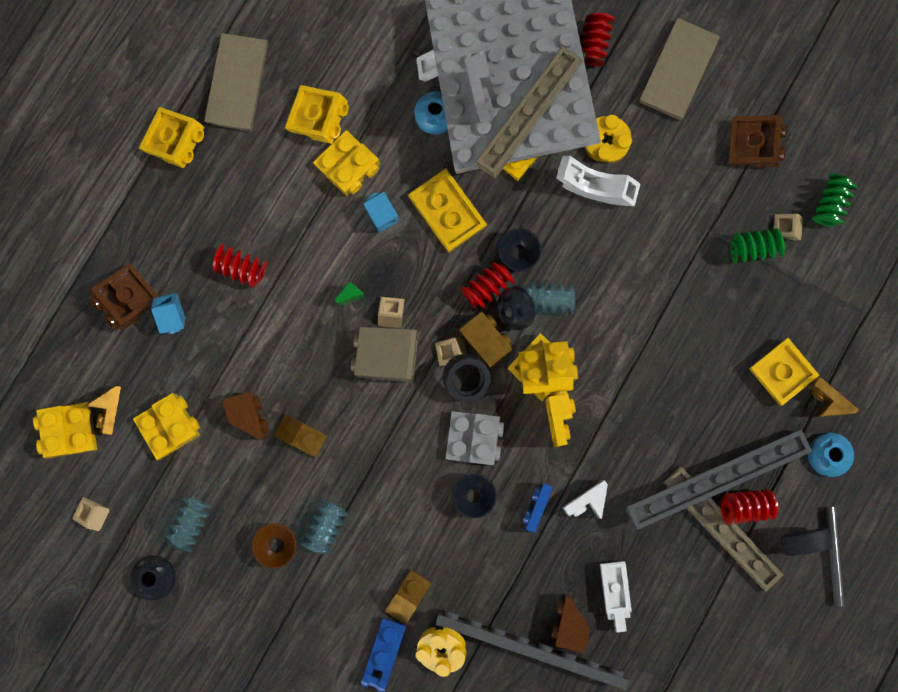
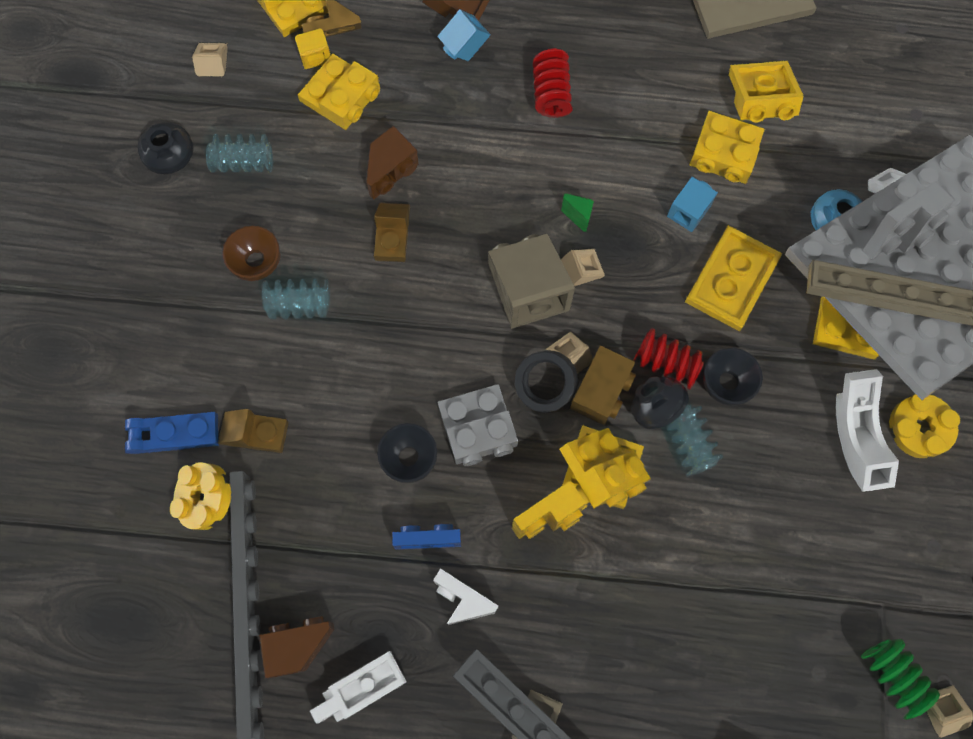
camera: 60 degrees right, 10 degrees down
(123, 432) = (312, 48): none -> yellow slope

